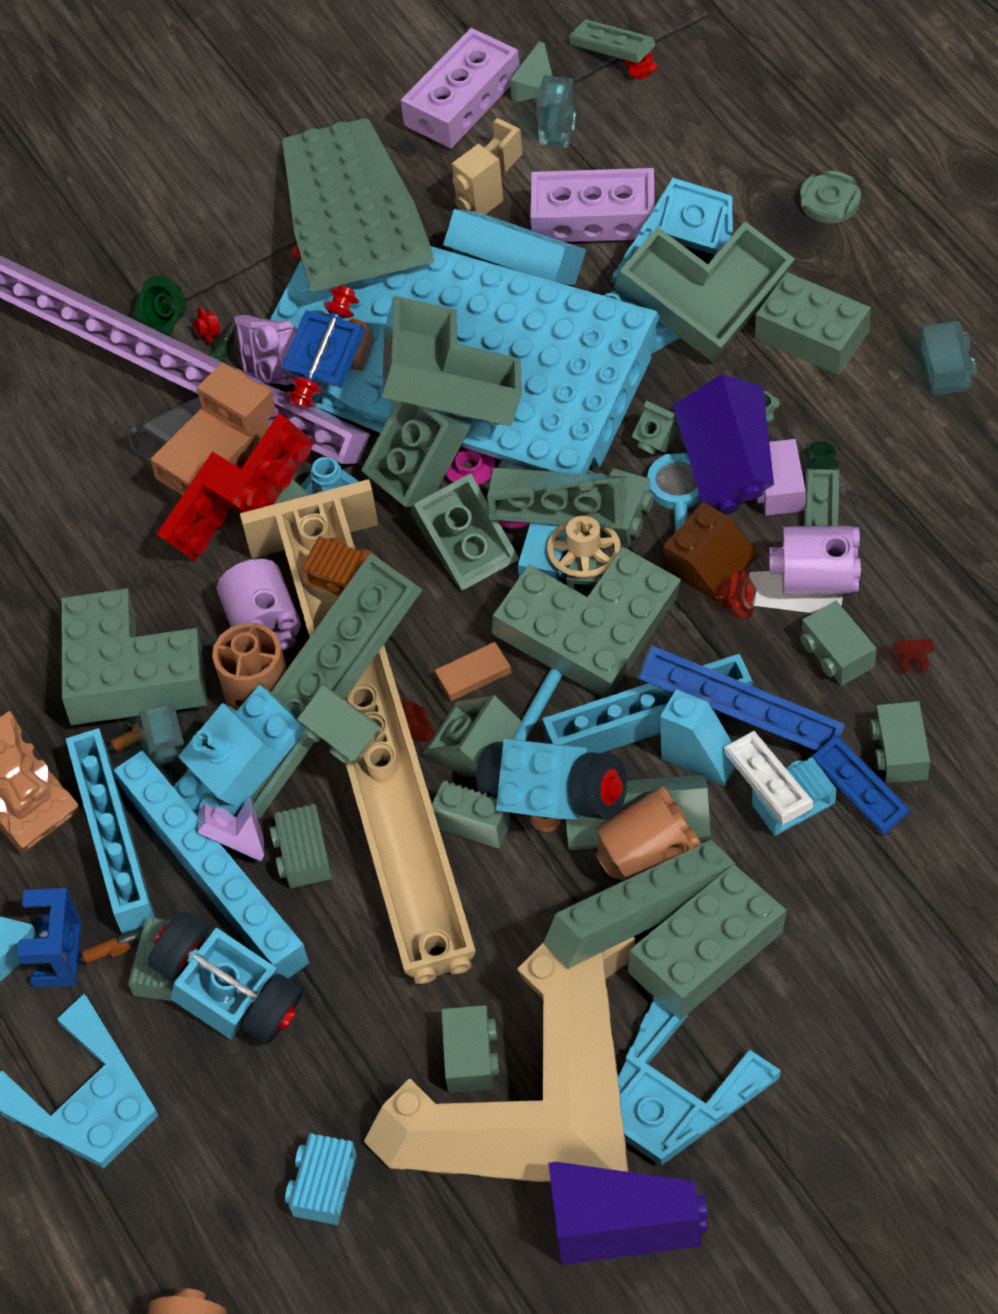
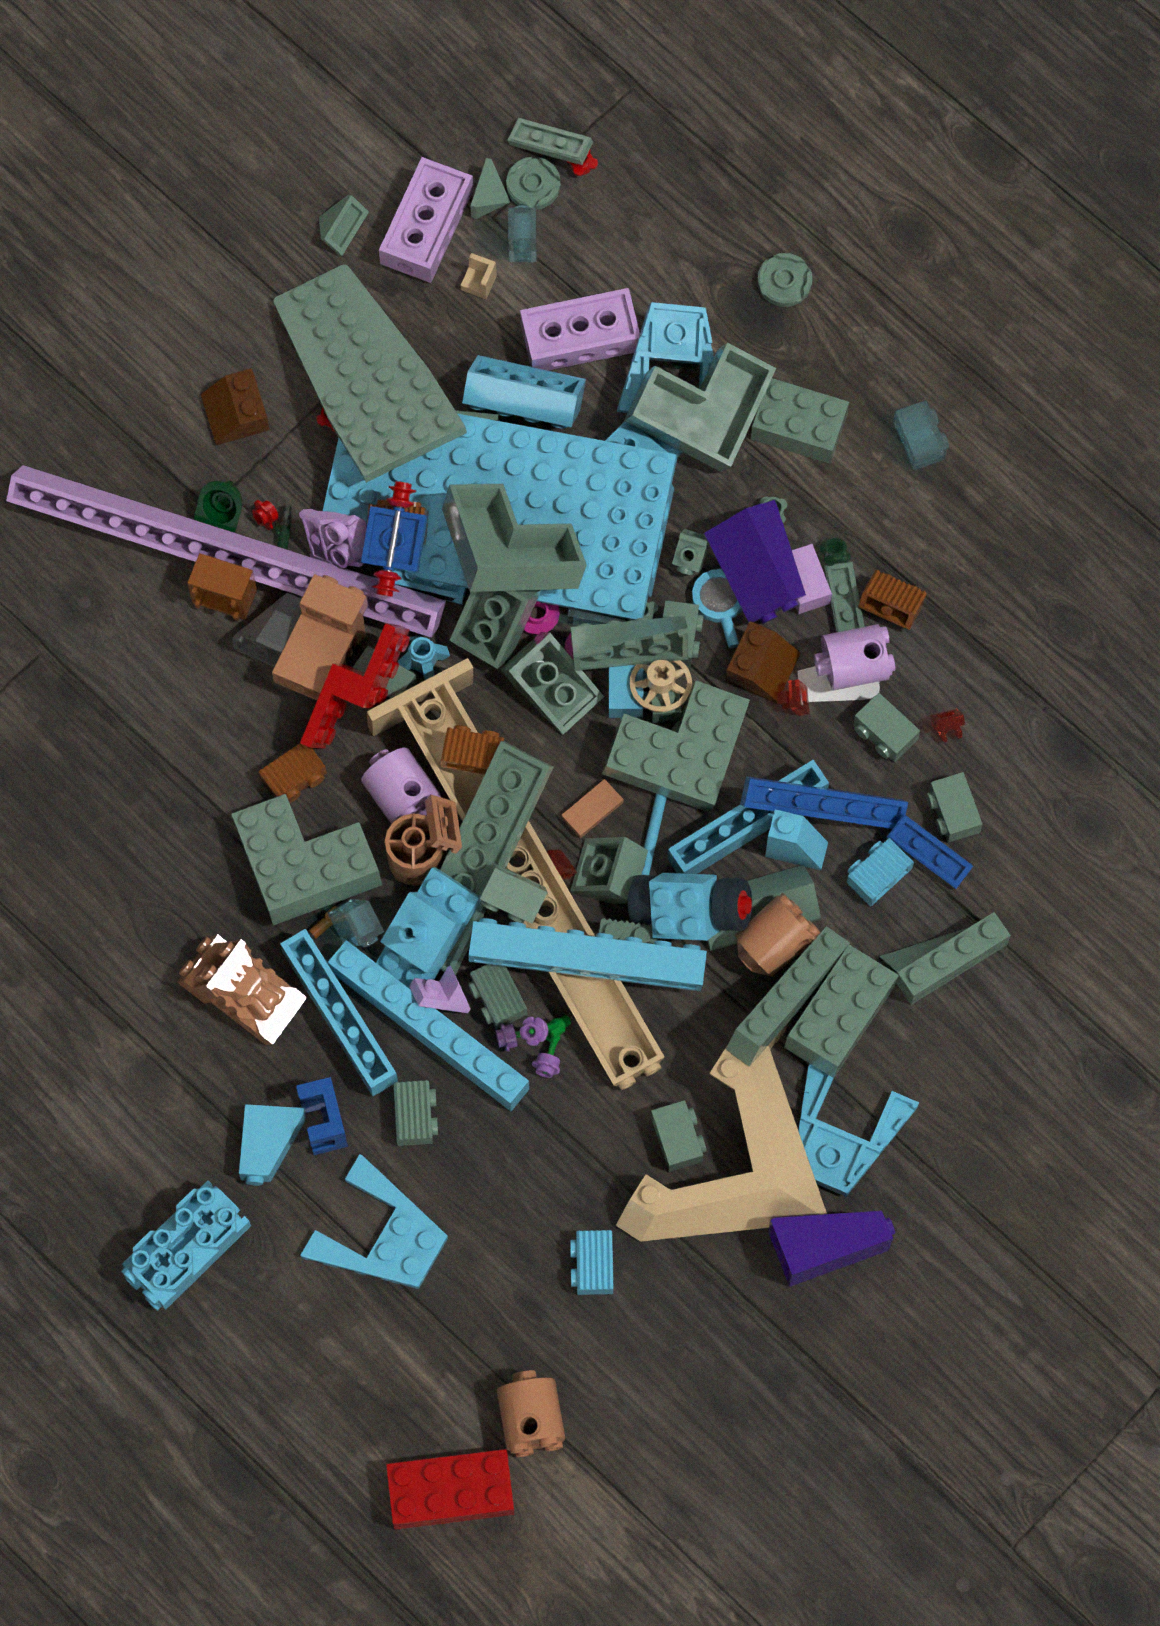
camera: 20 degrees left, 15 degrees up
(113, 946) = (369, 1109): dark orange piece -> none
(133, 379) = (222, 586): none -> dark orange container
(149, 574) = (293, 772): none -> dark orange brick
(211, 225) = (235, 407): none -> reddish brown slope
(223, 980) = (475, 1124): brick -> none
(279, 652) = (438, 822): none -> nougat tile
(321, 884) = (536, 1031): none -> medium lavender plant
(377, 84) = (341, 223): none -> sand green slope
(412, 813) = (587, 955): none -> medium azure brick
(477, 180) = (471, 325): tan brick -> none
(591, 76) = (533, 183): none -> sand green tile
(768, 777) = (859, 864): white tile -> none
(844, 912) = (941, 959): none -> sand green wedge
(876, 512) = (892, 599): none -> dark orange brick

